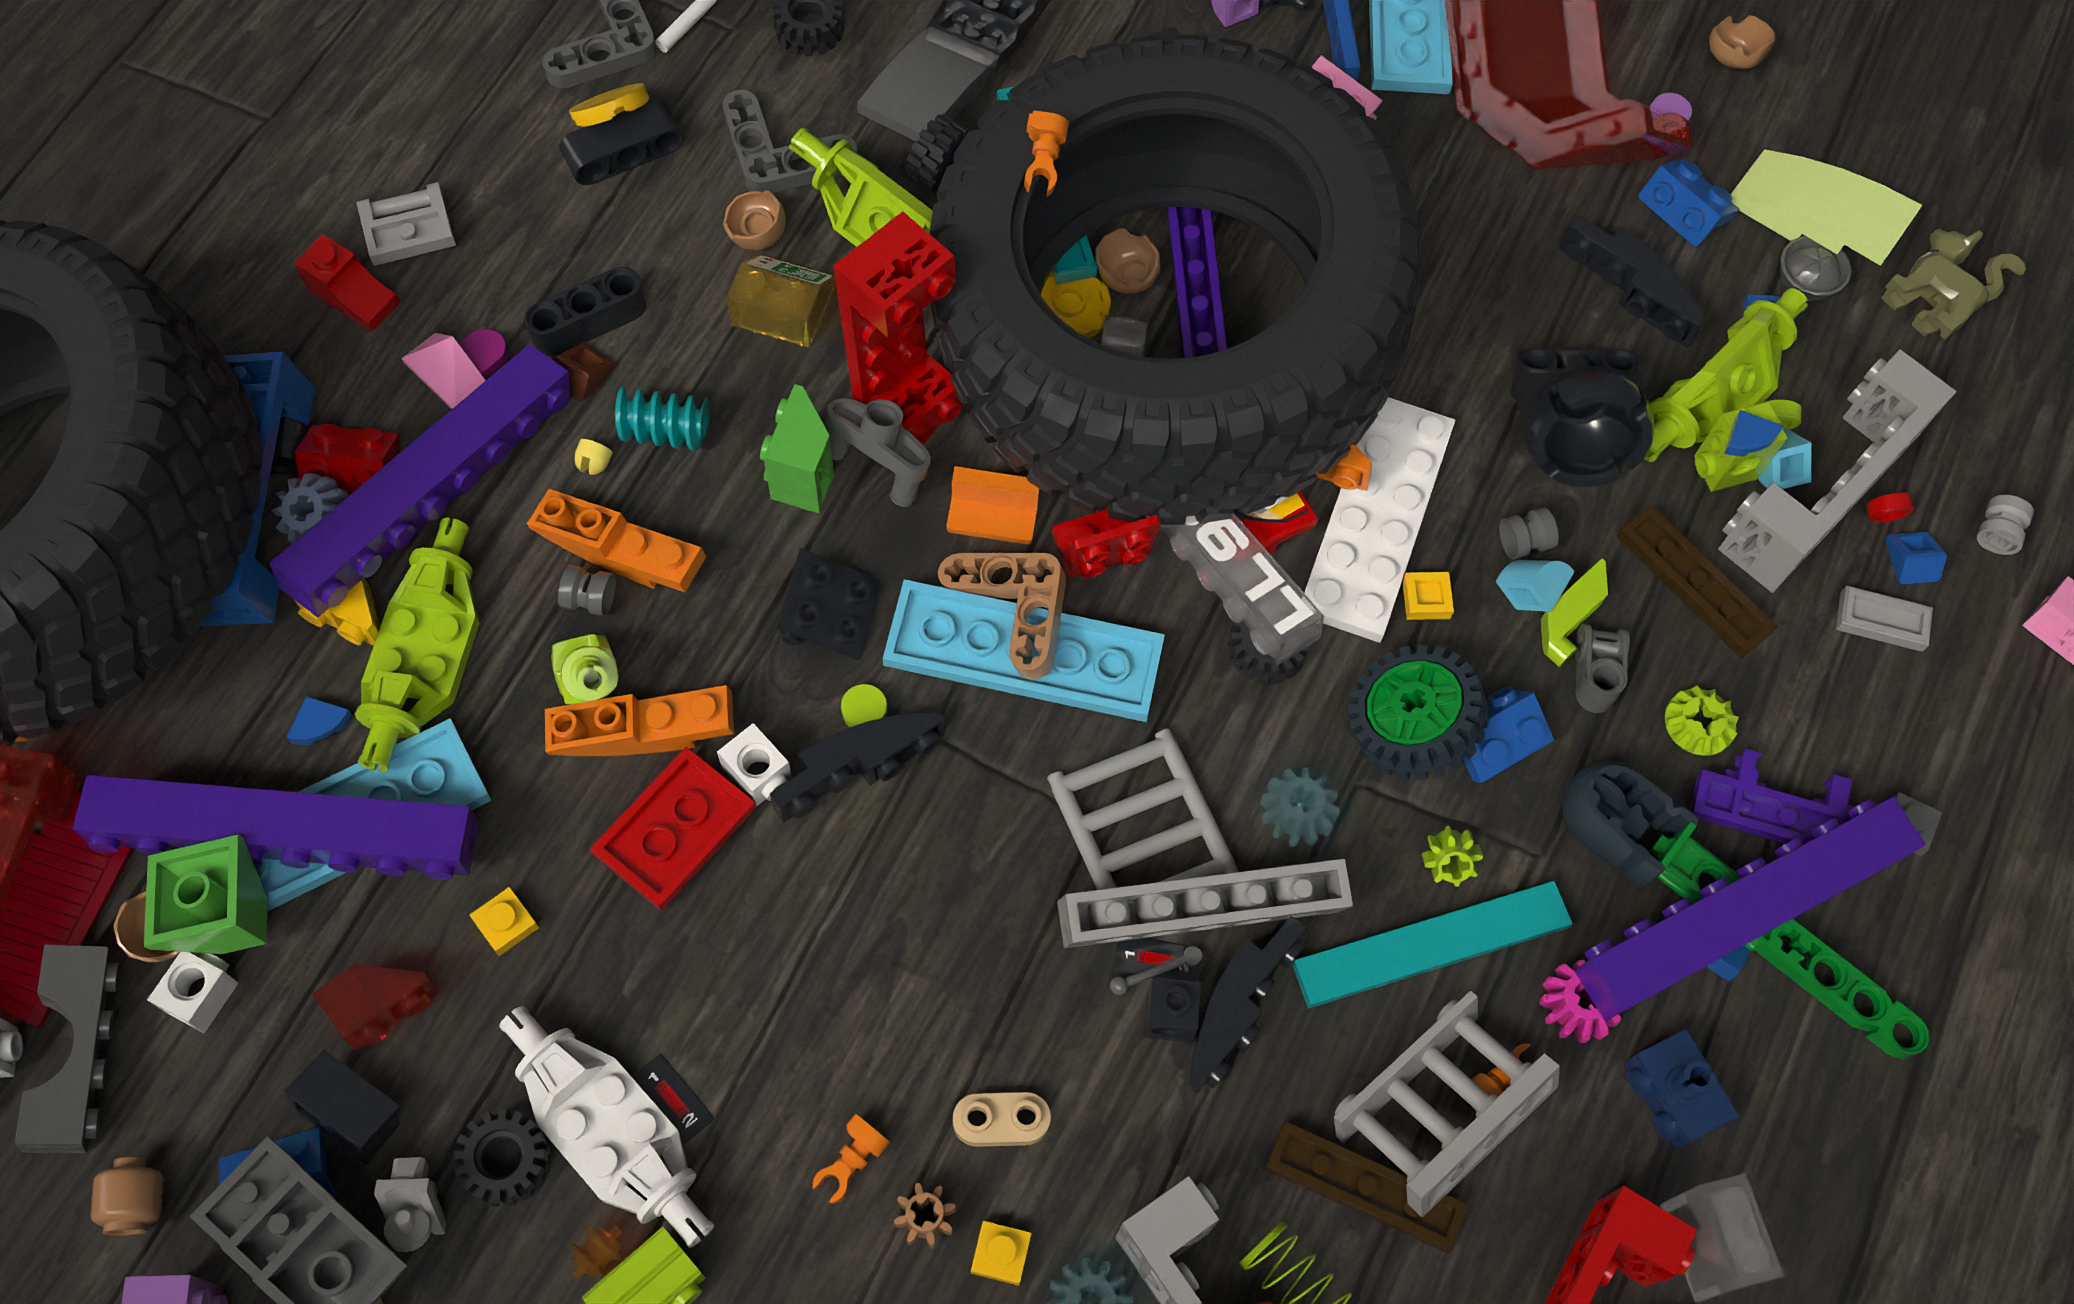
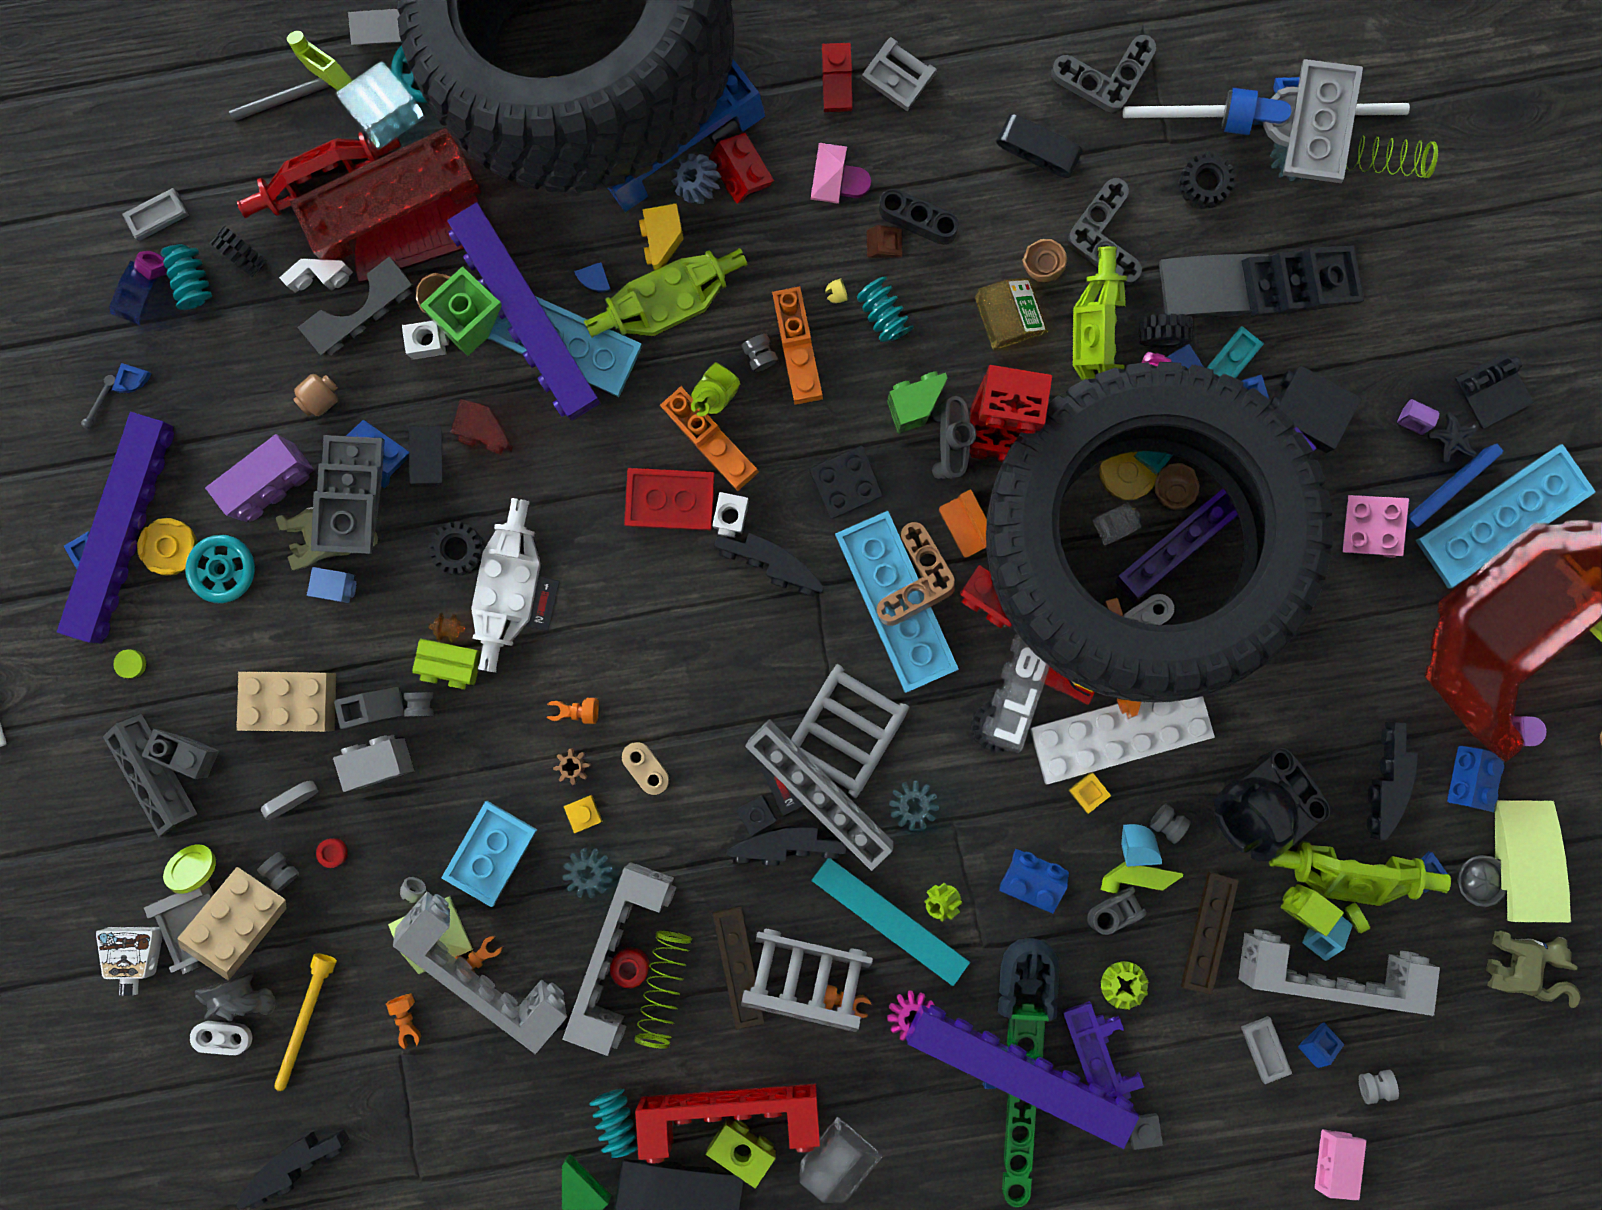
camera: 65 degrees right, 20 degrees up
(409, 1205) = (401, 527): light grey hips -> none
(421, 481) = (754, 222): dark purple brick -> none
(504, 921) = (565, 454): yellow plate -> none
(609, 104) = (1055, 119): yellow tile -> none
(863, 704) = (804, 543): lime tile -> none
(1047, 132) = (1170, 413): orange piece -> none
(1191, 957) = (794, 803): dark grey hinge -> none
(1418, 712) = (1030, 830): wheel -> none
(1679, 1090) = (900, 1093): dark blue brick -> none
(1751, 434) = (1309, 915): blue tile -> none
(1889, 507) = (1340, 1015): red tile -> none

